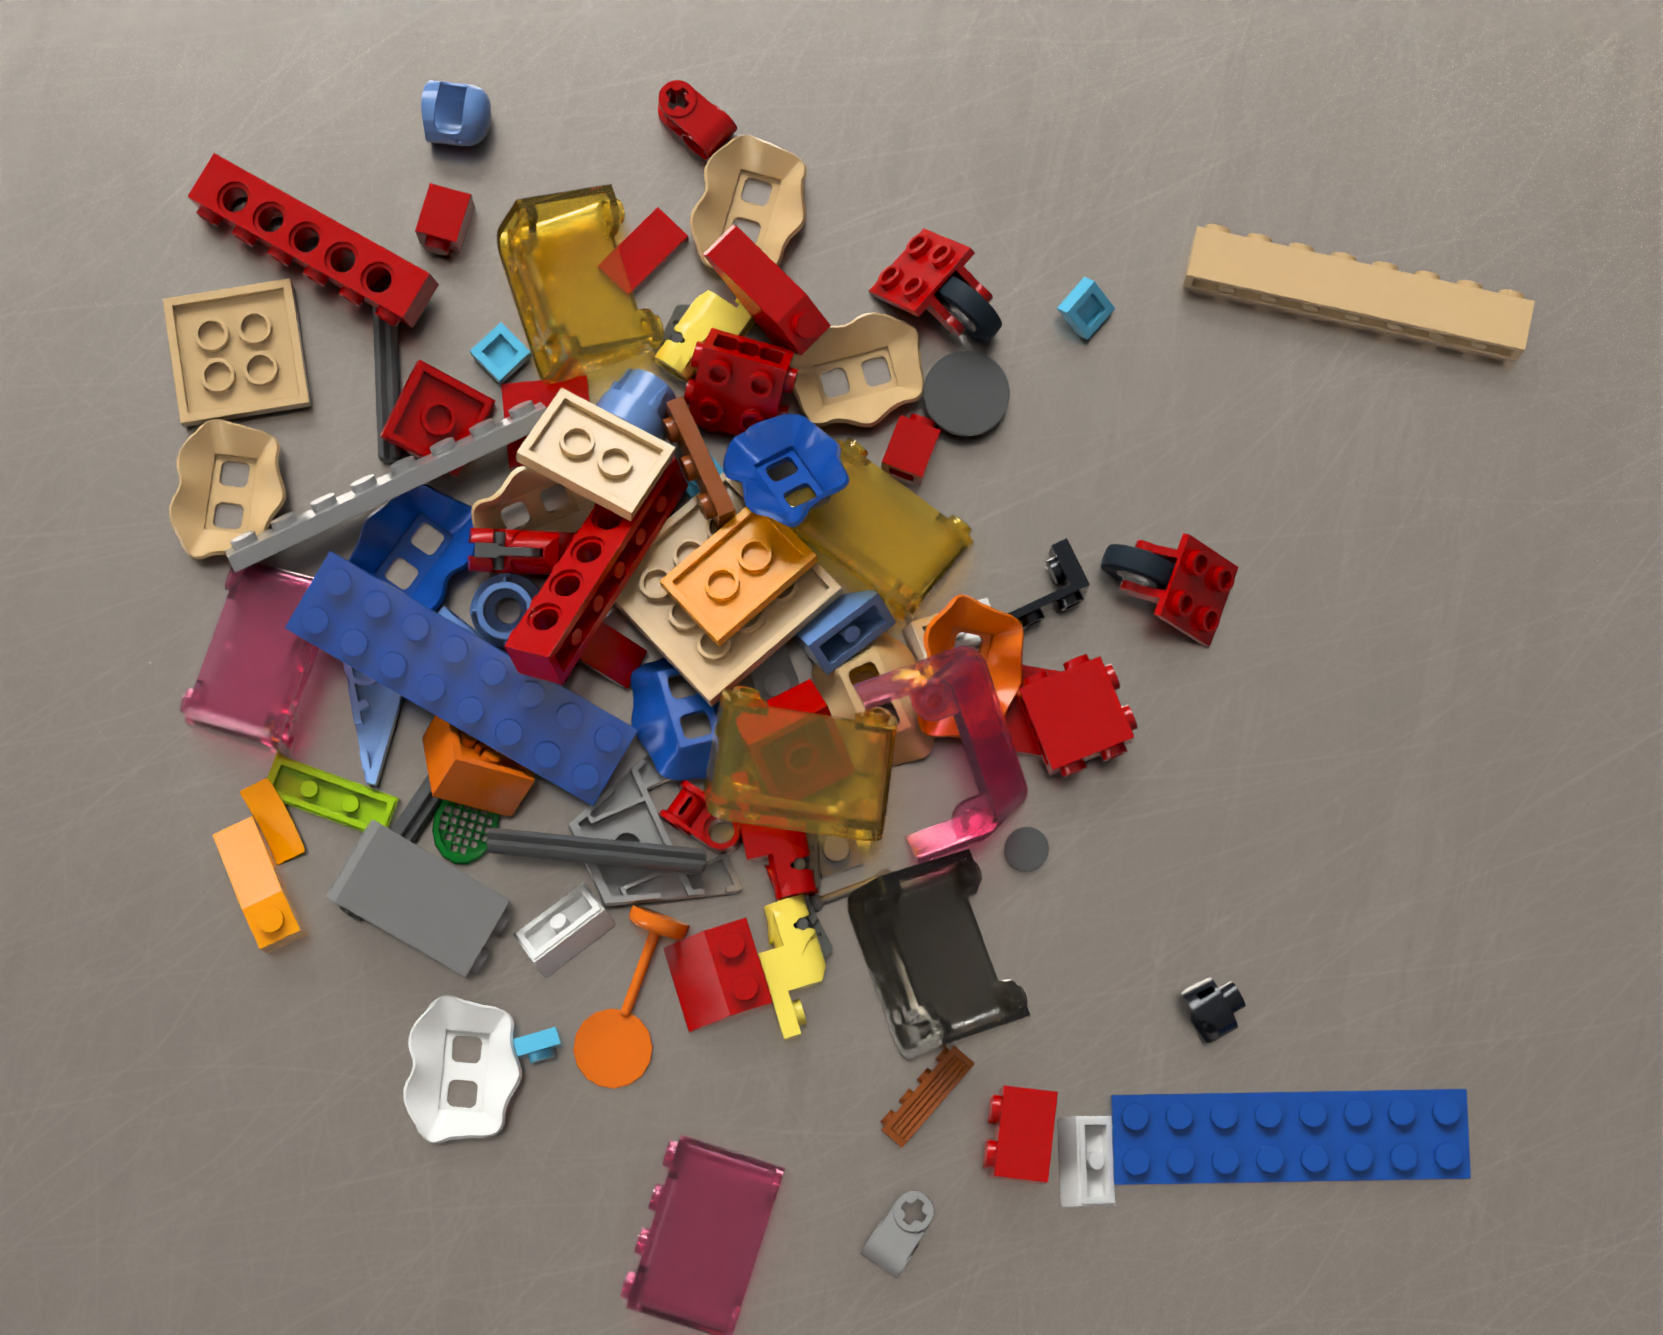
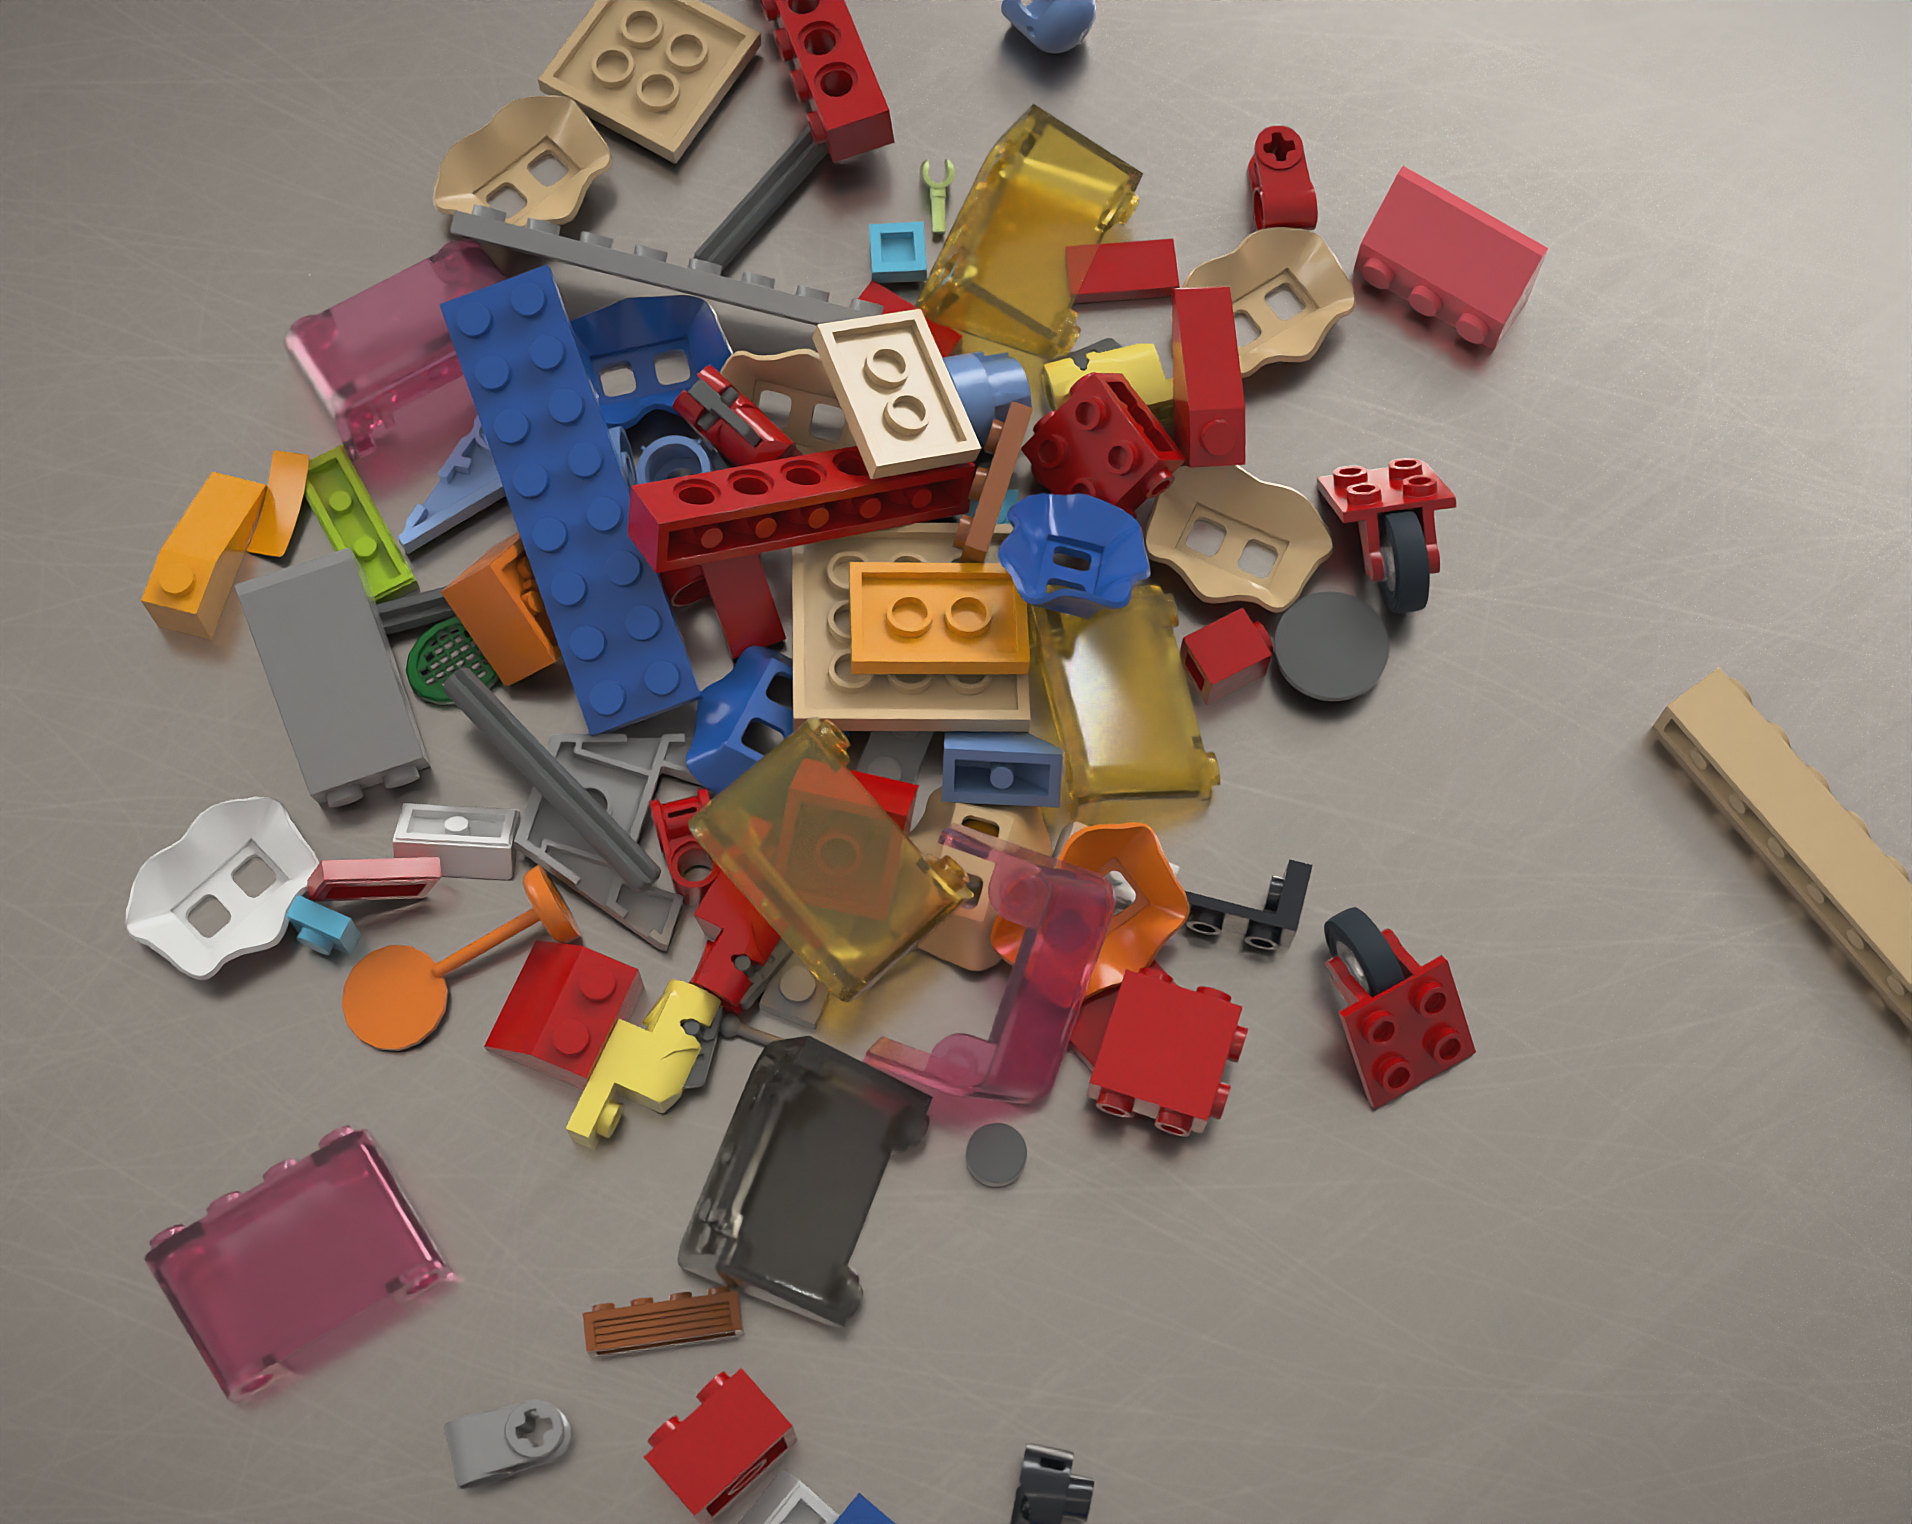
camera: 40 degrees right, 10 degrees down
(433, 409) = (785, 244): red tile -> none
(444, 219) = (954, 93): red brick -> none
(487, 290) = (937, 194): none -> yellowish green hand
(546, 993) = (373, 879): none -> tile
(838, 91) = (1449, 259): none -> coral slope
(1086, 308) = (1530, 662): medium azure plate -> none

